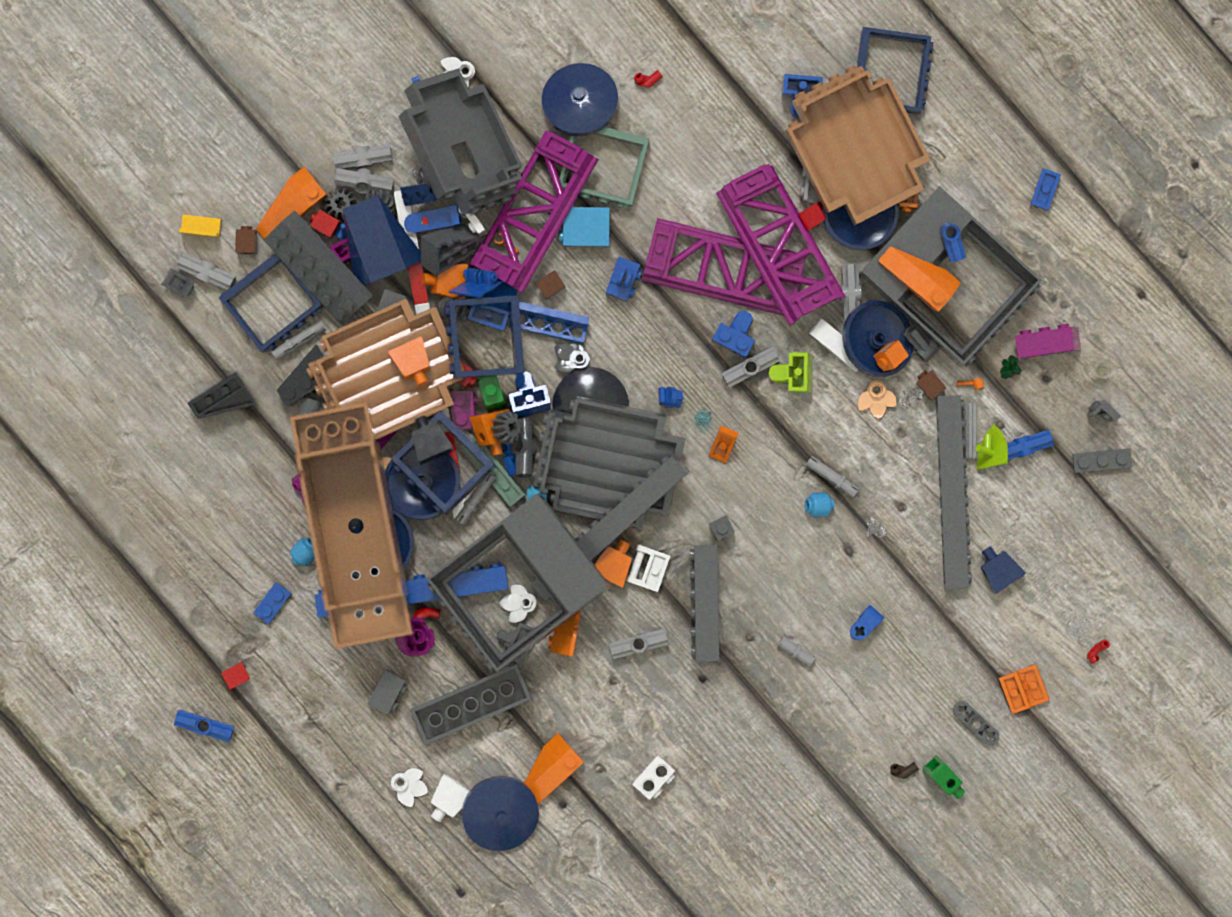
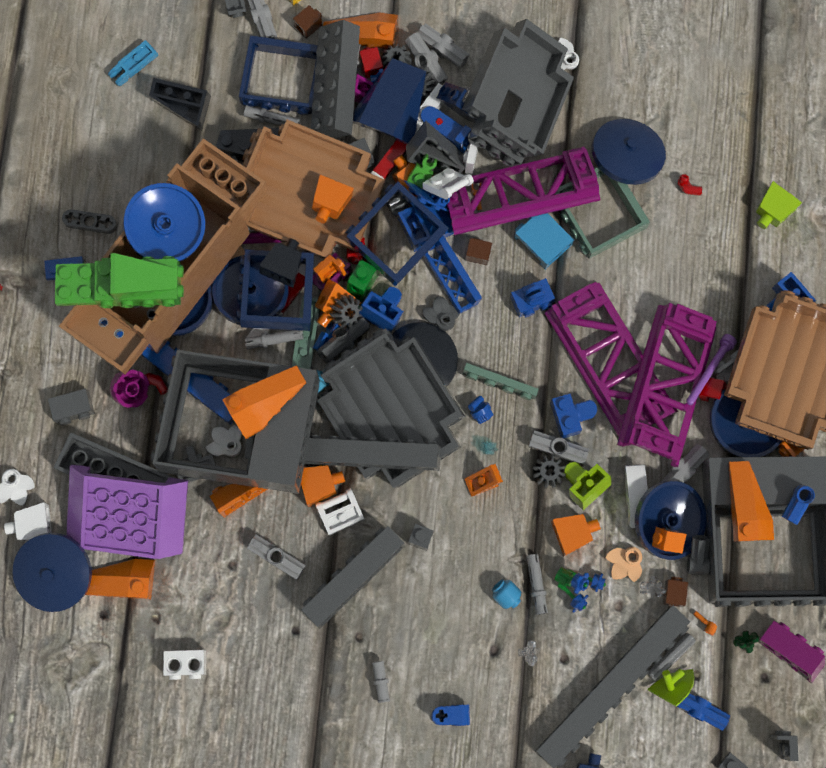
camera: 45 degrees right, 10 degrees down
(153, 403) = (133, 62): none -> dark azure hinge
(244, 564) = (84, 215): none -> dark grey beam
(334, 506) = (164, 222): none -> blue dish
(352, 578) = (120, 282): none -> bright green wedge
(455, 273) = (423, 172): none -> bright green plate
(460, 409) = (328, 267): none -> orange bracket
(477, 263) = (447, 183): none -> white plate
(509, 724) = (126, 514): none -> medium lavender slope
(525, 556) = (259, 402): none -> orange wedge
(656, 367) = (508, 385): none -> sand green plate
(724, 31) = (776, 206): none -> lime torso
(757, 395) = (549, 464): none -> dark grey gear
(791, 171) = (726, 344): none -> medium lavender piece
(821, 415) = (574, 532): none -> orange torso
(860, 447) = (579, 583): none -> blue plant

